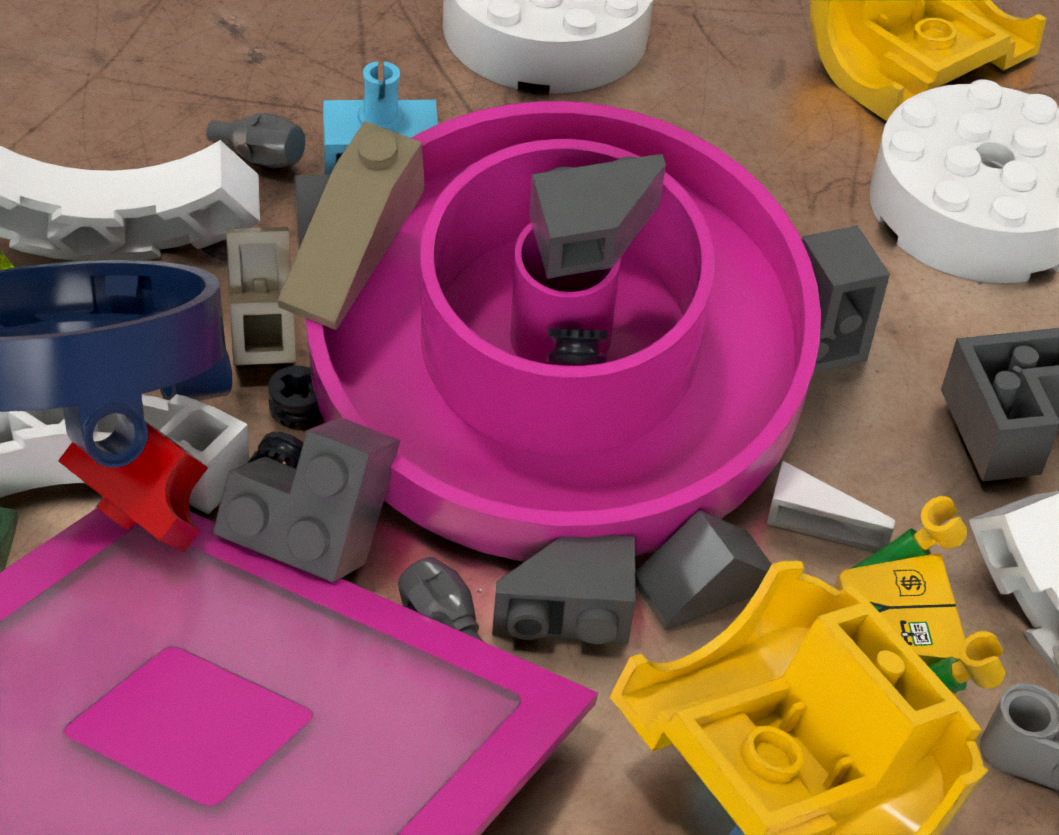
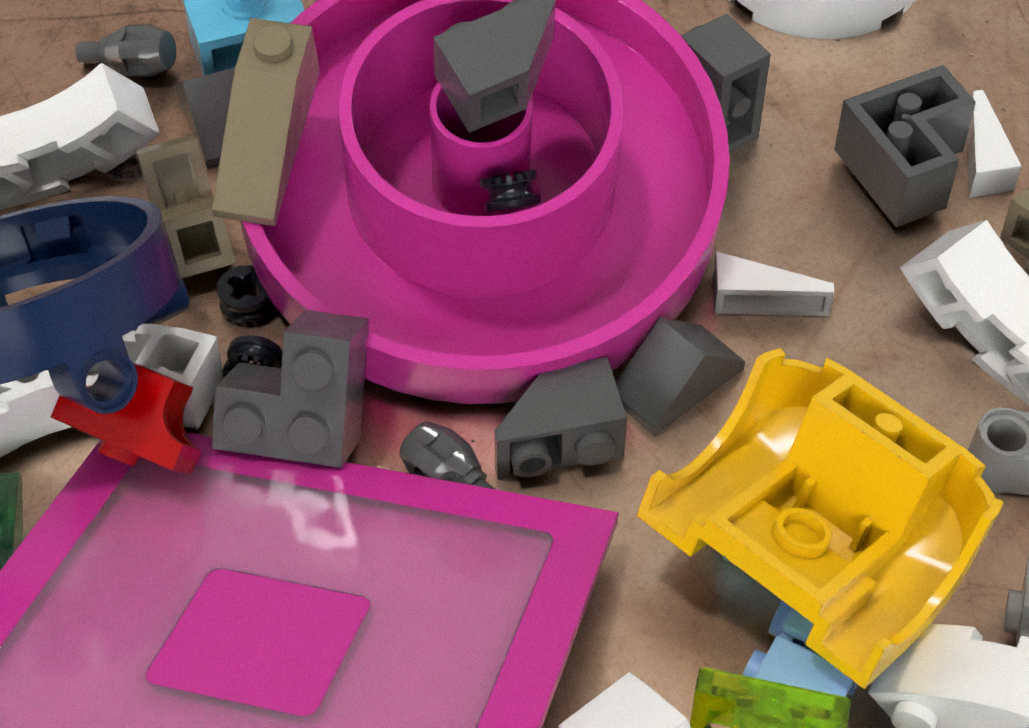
camera: 10 degrees left, 5 degrees up
(917, 600) = (877, 350): torso -> none

